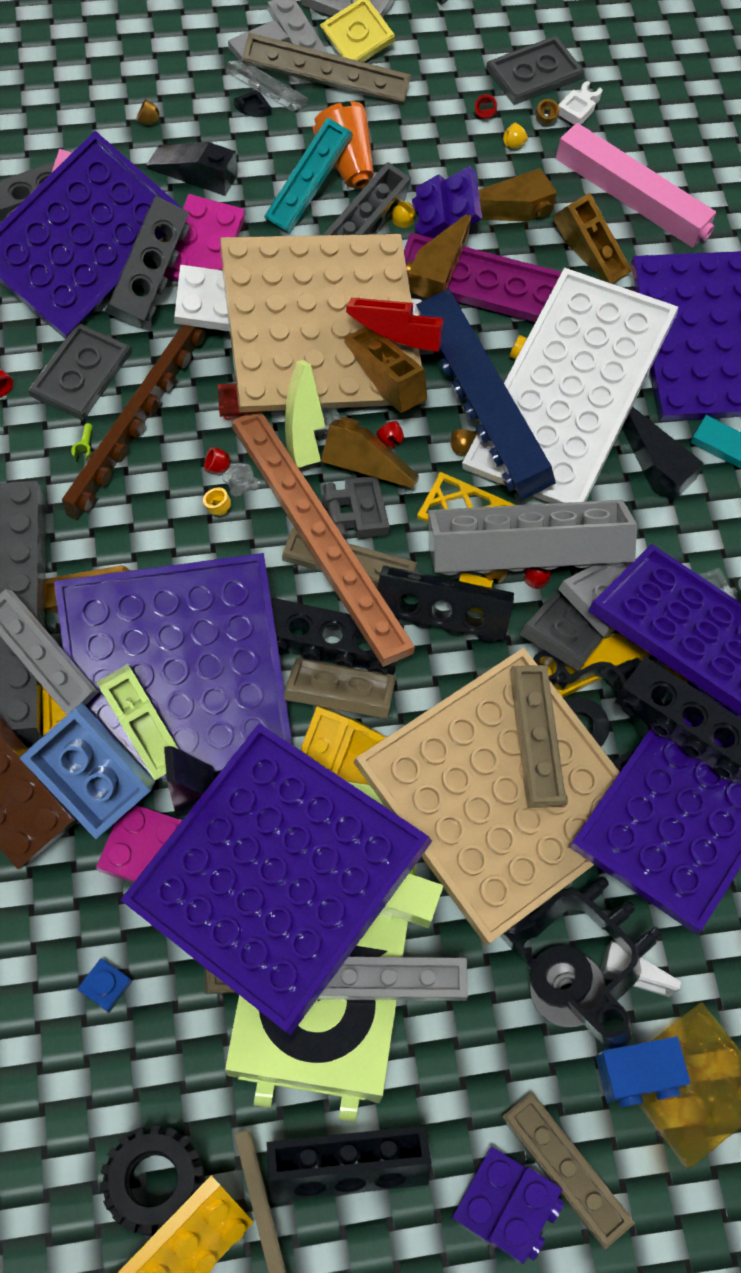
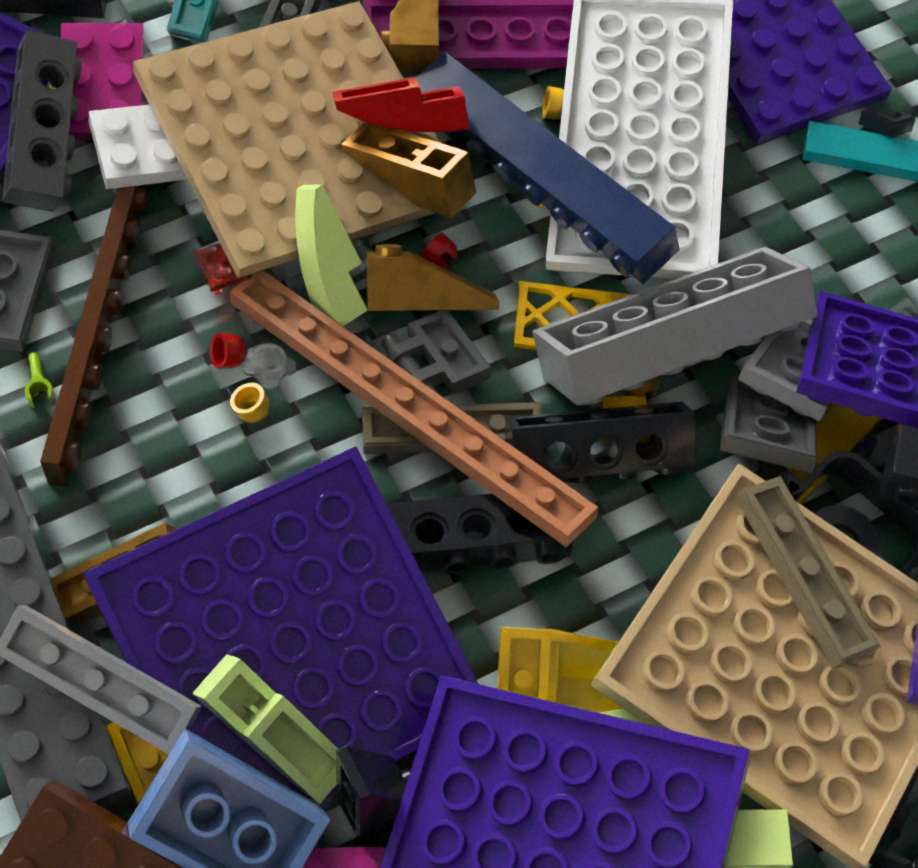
camera: 20 degrees left, 5 degrees down
(340, 688) = (515, 594): dark tan tile -> none
(461, 441) = (533, 235): pearl gold hinge -> none
(536, 577) = (695, 375): red hinge -> none
(662, 459) = (778, 184): black slope -> none

